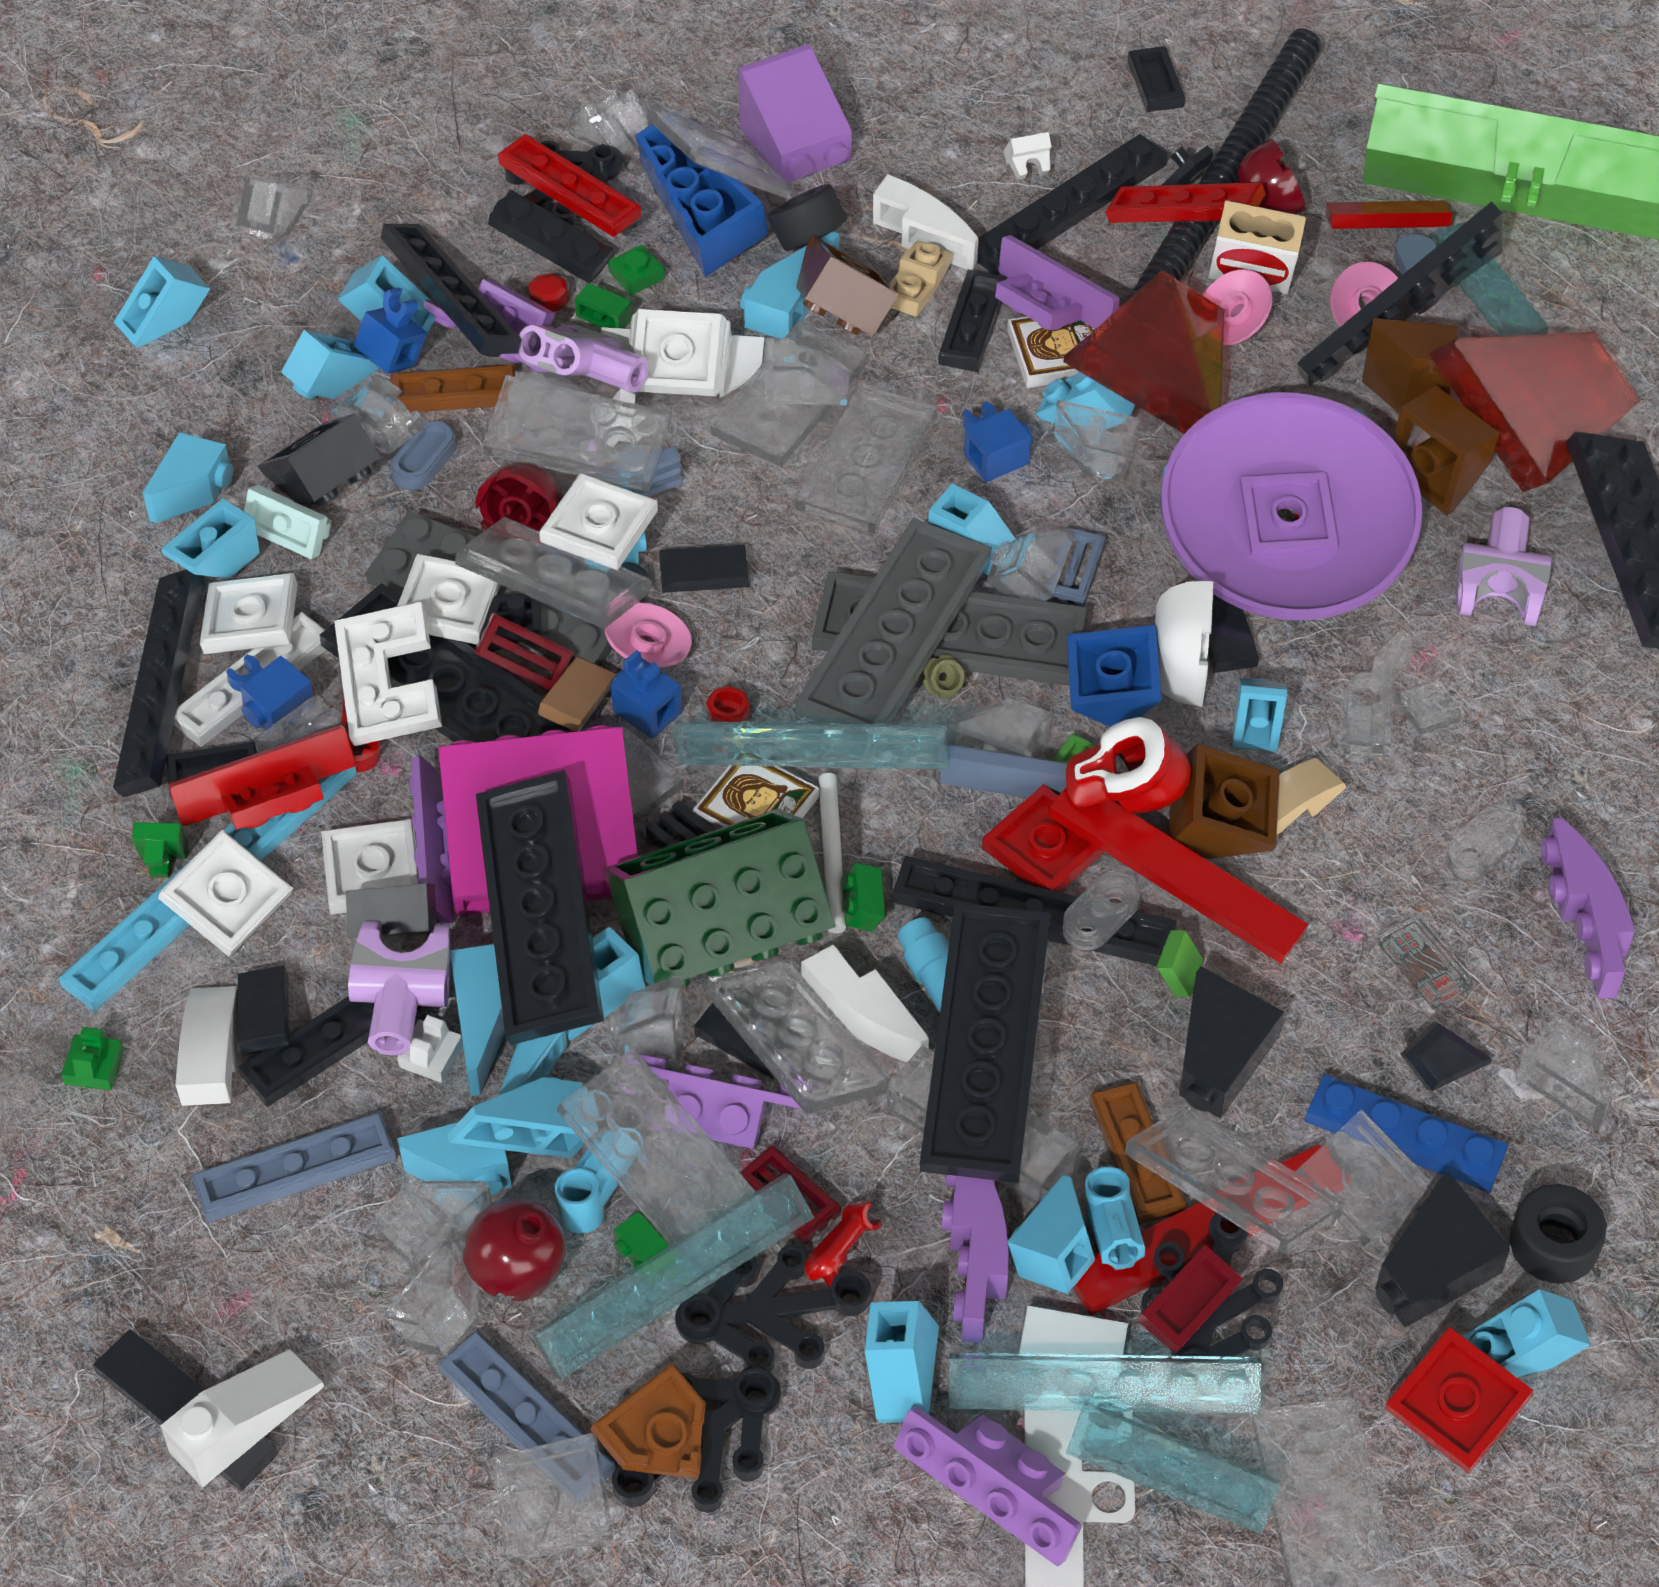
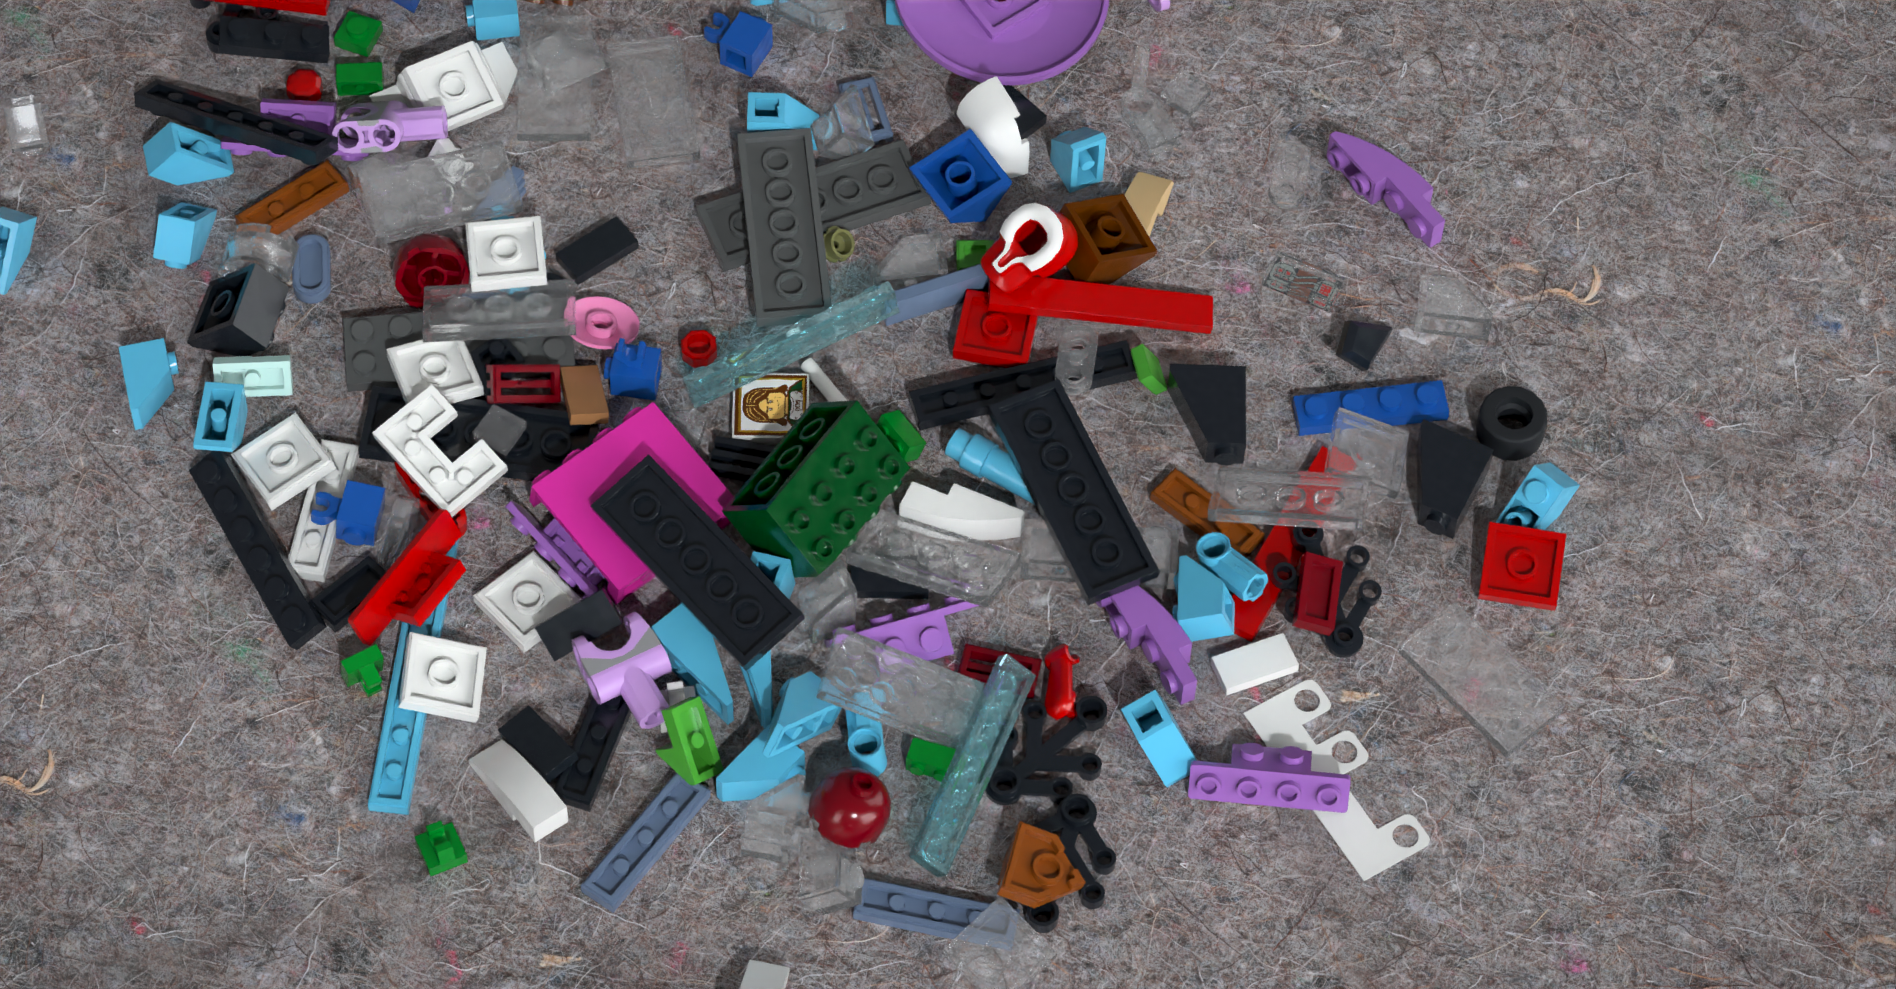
camera: 35 degrees left, 5 degrees up
(390, 334) = (217, 183): blue brick -> none
(406, 1086) = (692, 745): none -> bright green slope
(465, 684) = (500, 429): none -> clear tile
(1107, 1381) = (1297, 679): clear light blue plate -> none
(1173, 1467) = (1376, 708): clear light blue plate -> none

